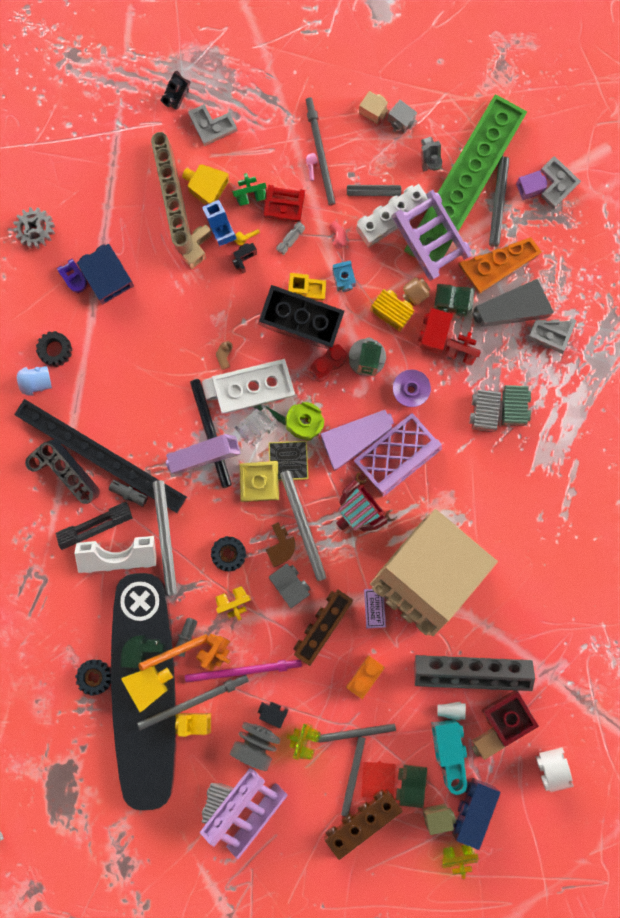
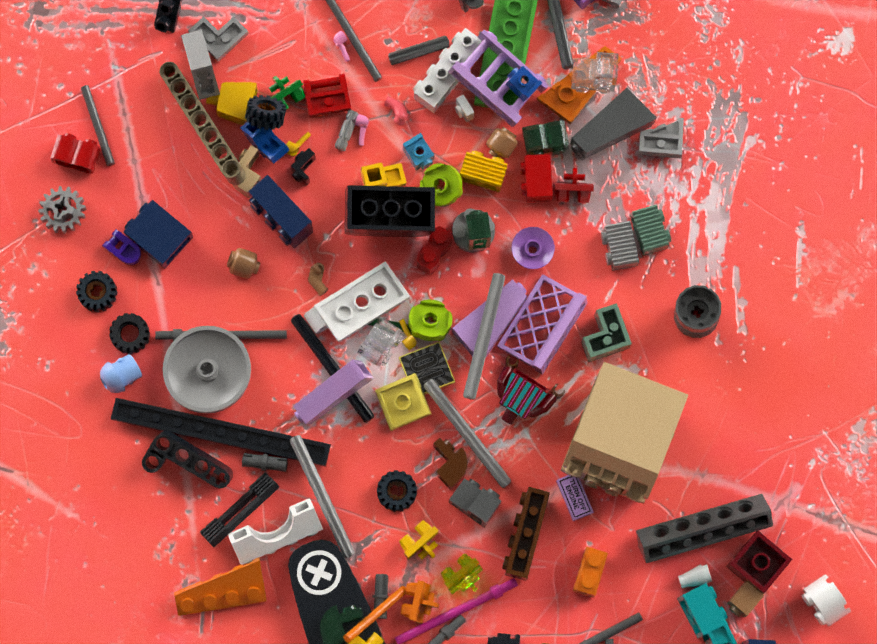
camera: 20 degrees left, 5 degrees down
(45, 311) = (106, 296): none -> black bush
(60, 184) = (75, 153): none -> red brick
(68, 589) = (231, 589): none -> orange wing
(87, 167) = (97, 125): none -> dark grey bar
(94, 363) = (249, 334): none -> dark grey bar
(106, 400) = (207, 369): none -> light grey dish
(166, 321) = (243, 263): none -> medium nougat head
(186, 142) = (200, 64): none -> light grey window
(210, 288) = (280, 212): none -> dark blue brick
(226, 200) = (265, 112): none -> black bush
(260, 645) = (464, 577): none -> clear neon green hips
(282, 432) = (409, 342): none -> yellow hand
(306, 236) = (362, 121): none -> bright pink hand
(344, 449) = (484, 336): none -> light grey axle
(363, 309) = (452, 179): none -> lime plate
(394, 252) = (464, 109): none -> white plate
(450, 252) = (522, 90): none -> blue brick
(452, 485) = (612, 335): none -> brick
(515, 258) = (595, 74): none -> clear brick
(540, 482) = (698, 299): none -> dark grey wheel

